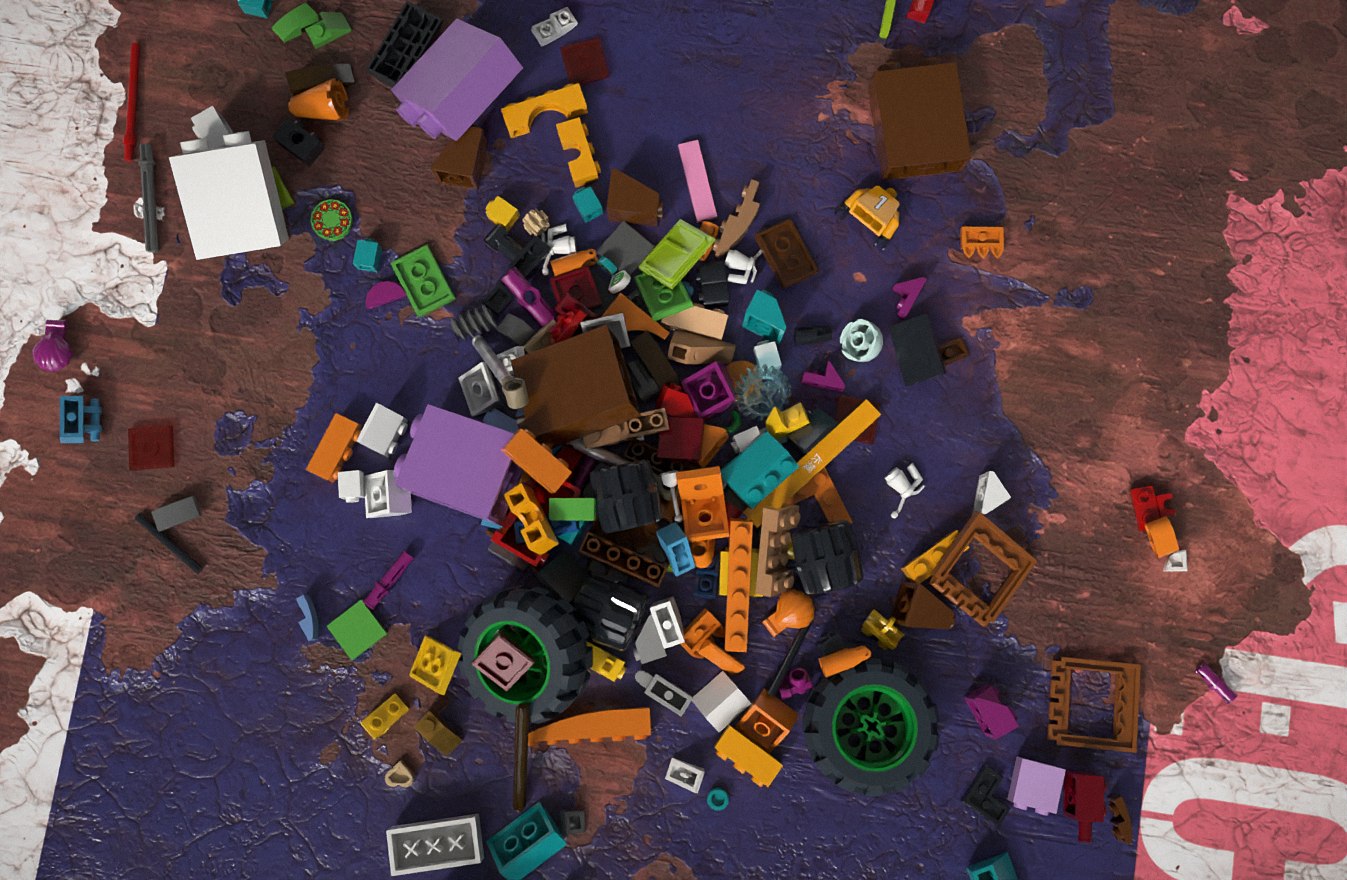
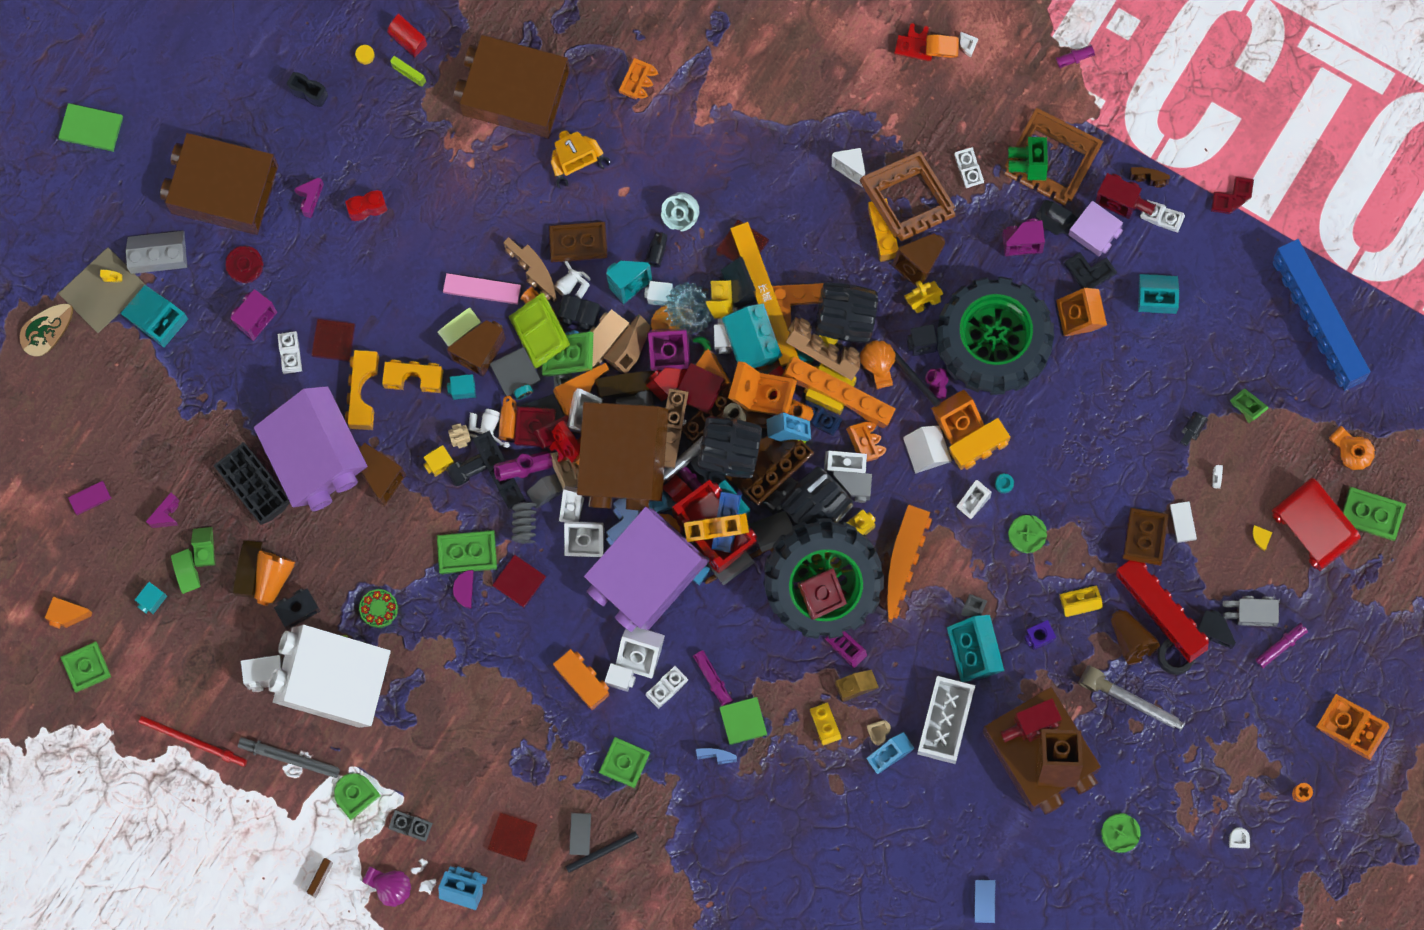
camera: 60 degrees left, 5 degrees down
(38, 278) = (319, 877): none -> reddish brown tile
(126, 343) = (410, 826): none -> dark grey slope
(137, 276) = (354, 794): none -> bright green tile
(268, 527) = (624, 762): none -> bright green tile
(362, 537) = (666, 687): none -> white slope
(367, 255) = (425, 588): teal brick -> none
(379, 799) = (890, 752): none -> dark azure arch
(383, 430) = (585, 632): white slope -> none
(413, 344) = (519, 581): none -> dark red tile
(434, 664) = (800, 661): yellow tile -> none
(468, 721) = (857, 650): none -> magenta slope
(513, 388) = (605, 496): piece -> none
(520, 756) = (904, 617): dark brown axle -> none
(536, 460) = (672, 500): orange brick -> none
(572, 509) = (722, 491): bright green slope -> none
(619, 281) = (542, 387): white tile -> none
(648, 175) = (459, 326): none -> yellowish green slope
(664, 692) = (900, 488): light grey hinge -> none
(669, 479) = (731, 408): hinge -> none
(673, 846) = (1027, 534): none -> bright green tile
(720, 657) = (892, 432): orange slope -> none
(731, 32) = (362, 206): none -> red brick
(829, 381) = (700, 251): magenta slope -> none
(843, 660) = (933, 332): orange piece -> none
(899, 482) = (810, 231): white piece -> none
(910, 291) = (654, 155): magenta slope -> none
(917, 350) = (707, 170): black tile -> none
(938, 806) = (1081, 312): none -> orange slope
(953, 351) = (720, 150): reddish brown slope -> none
(1029, 736) = (1056, 218): none -> black slope
(1042, 619) = (968, 167): none -> white slope
(1082, 854) = (1164, 217): none -> white slope
(1084, 689) = (1036, 159): none -> green brick

